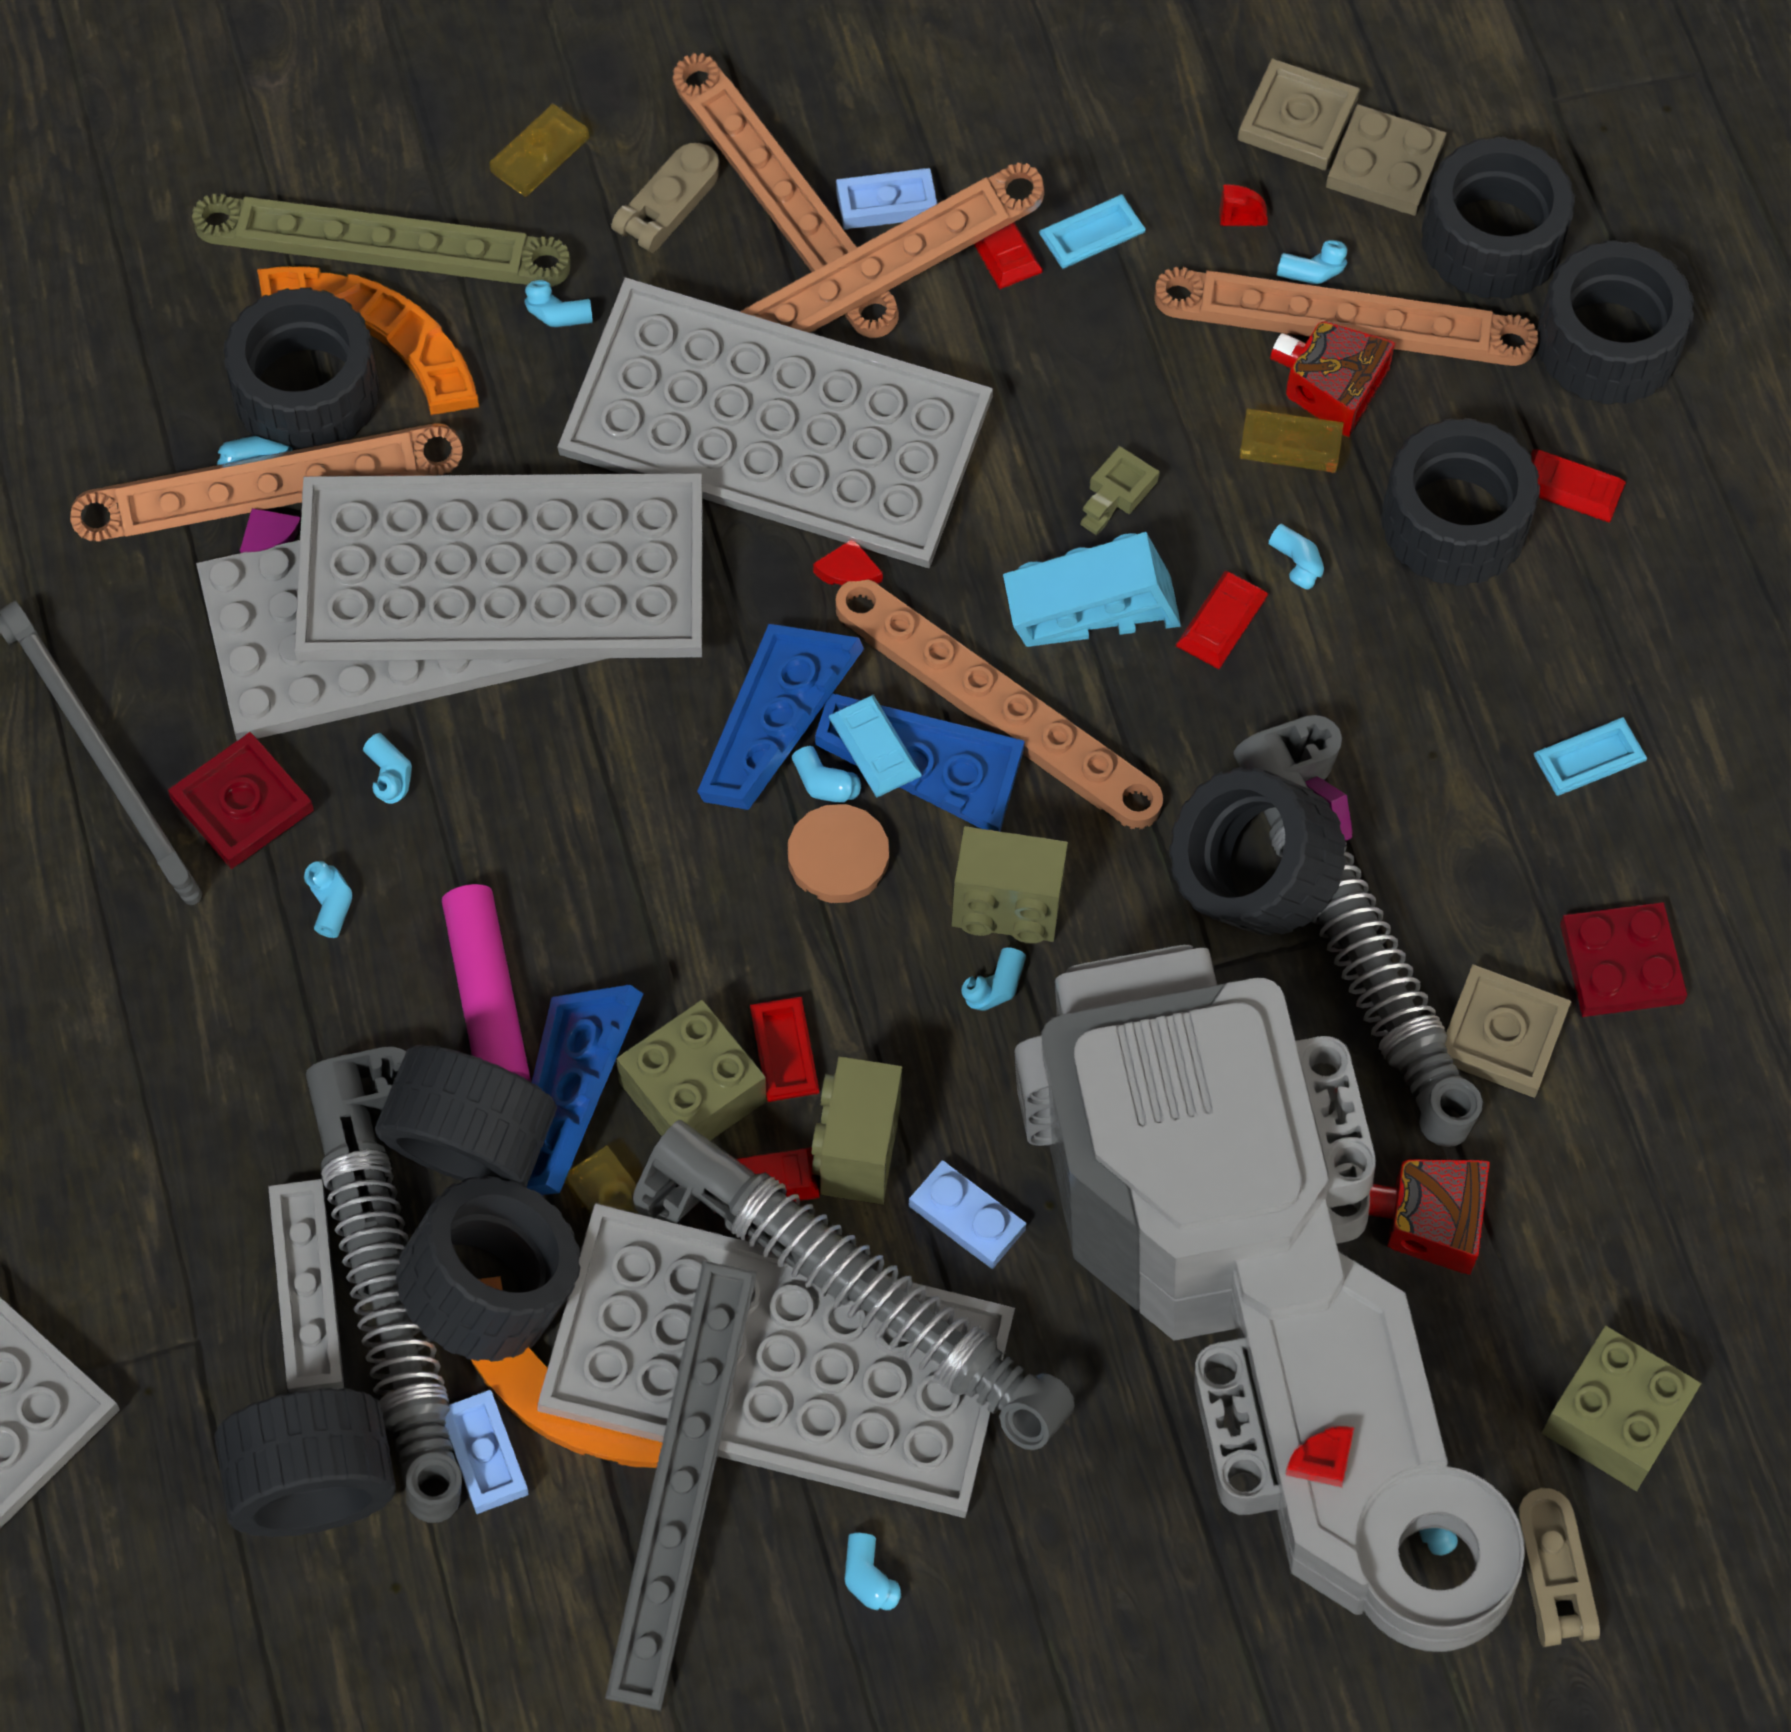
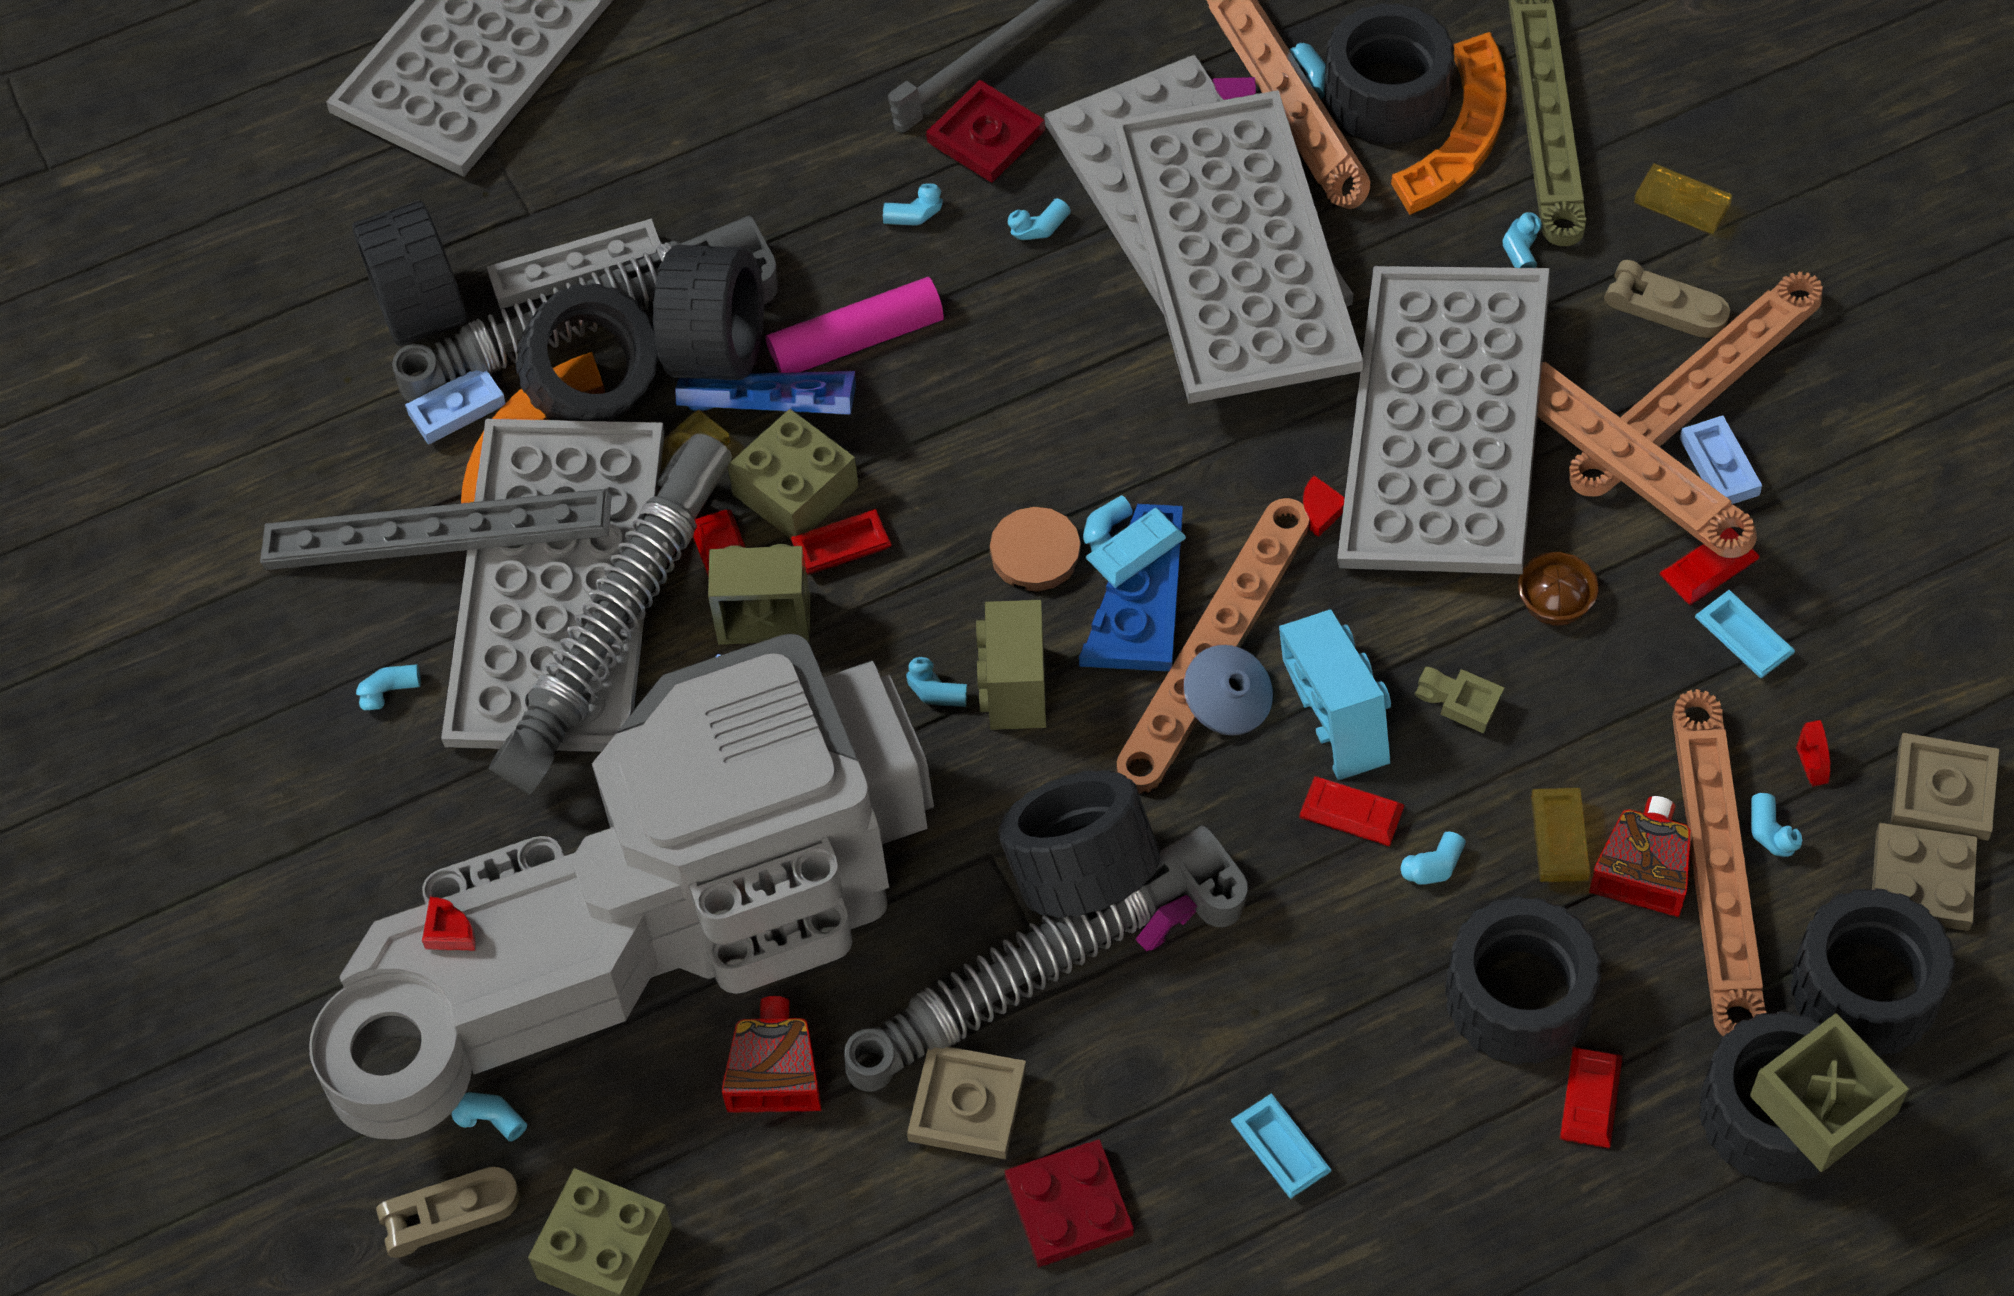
camera: 85 degrees right, 5 degrees down
(777, 703) = (1166, 472): blue wing -> none
(1012, 370) = (1557, 588): none -> reddish brown hat
(1065, 697) = (1214, 700): none -> sand blue dish
(1661, 258) = (1828, 1092): none -> olive brick

